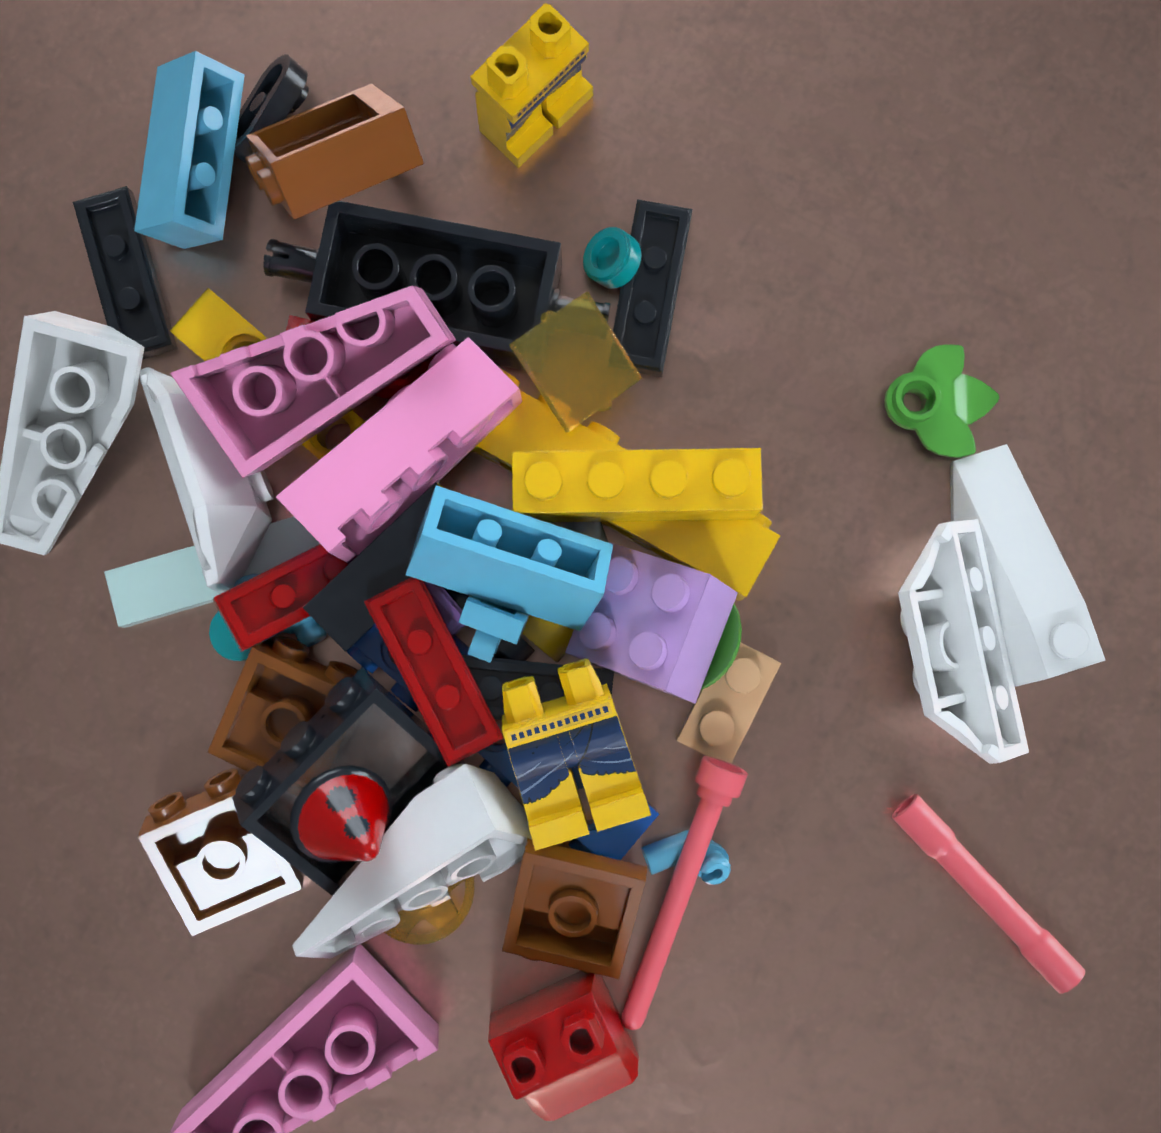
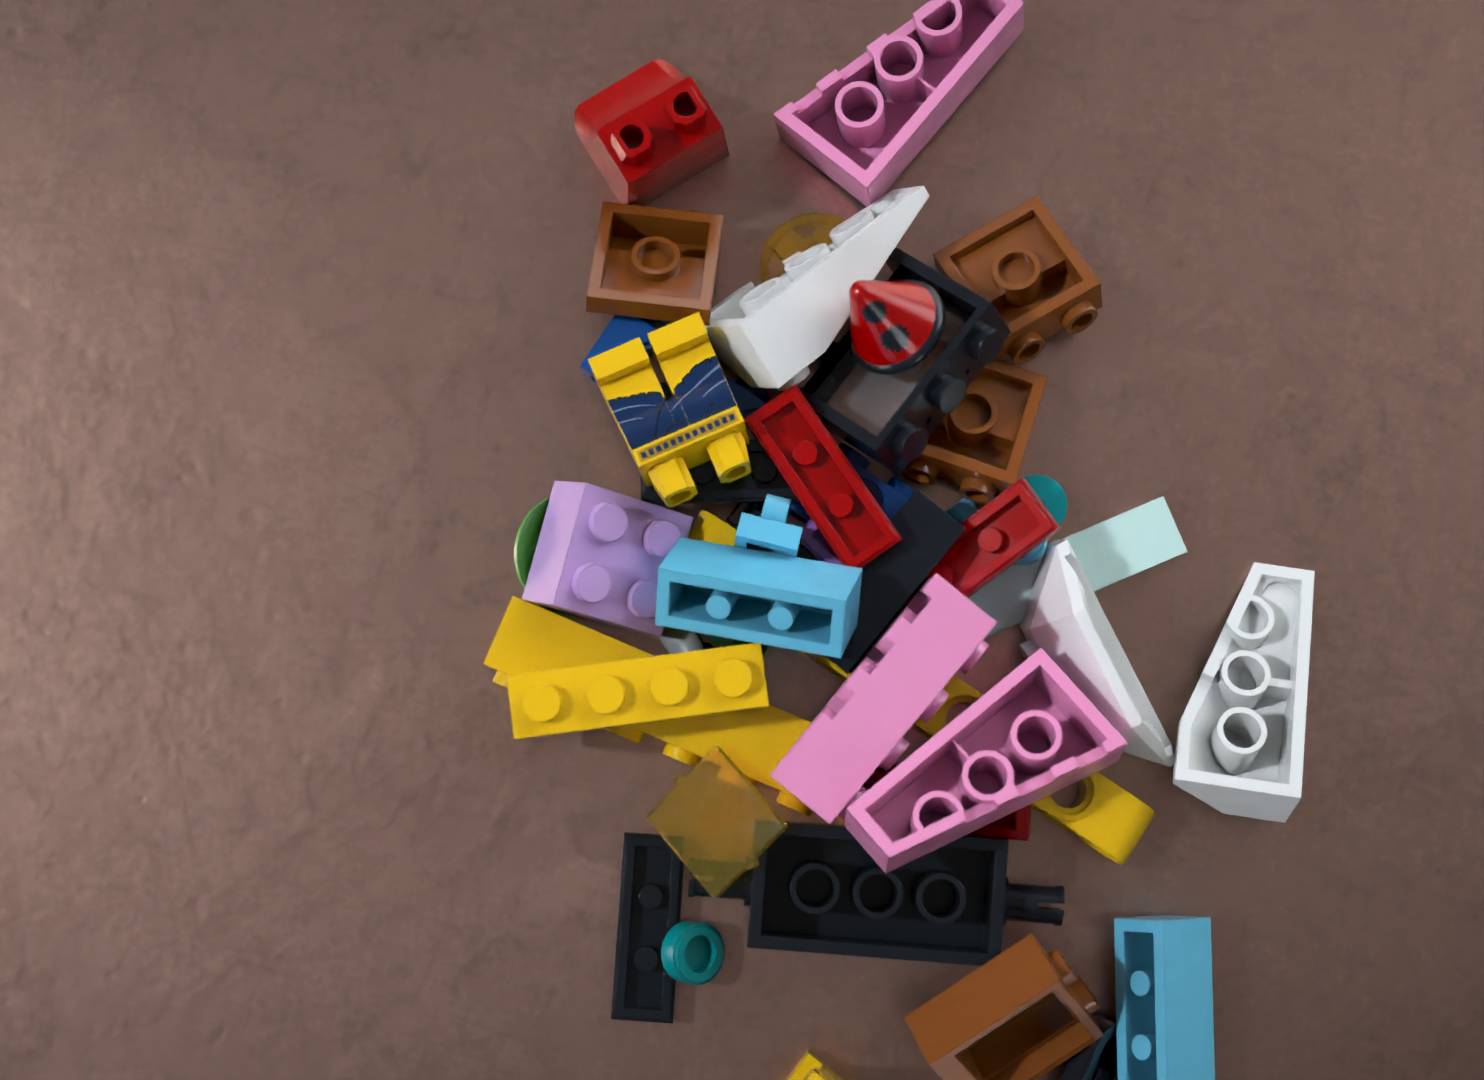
camera: 170 degrees right, 0 degrees up
(124, 270) = (1220, 880): black tile -> none
(666, 852) = (542, 335): medium azure arm -> none
(717, 787) = (523, 401): coral piece -> none
(729, 706) = (517, 485): light nougat plate -> none
(947, 401) = (314, 836): bright green plate -> none
(961, 644) = (287, 570): white wedge -> none
(1034, 942) = (185, 285): coral piece -> none
(1035, 594) = (234, 638): white wedge -> none

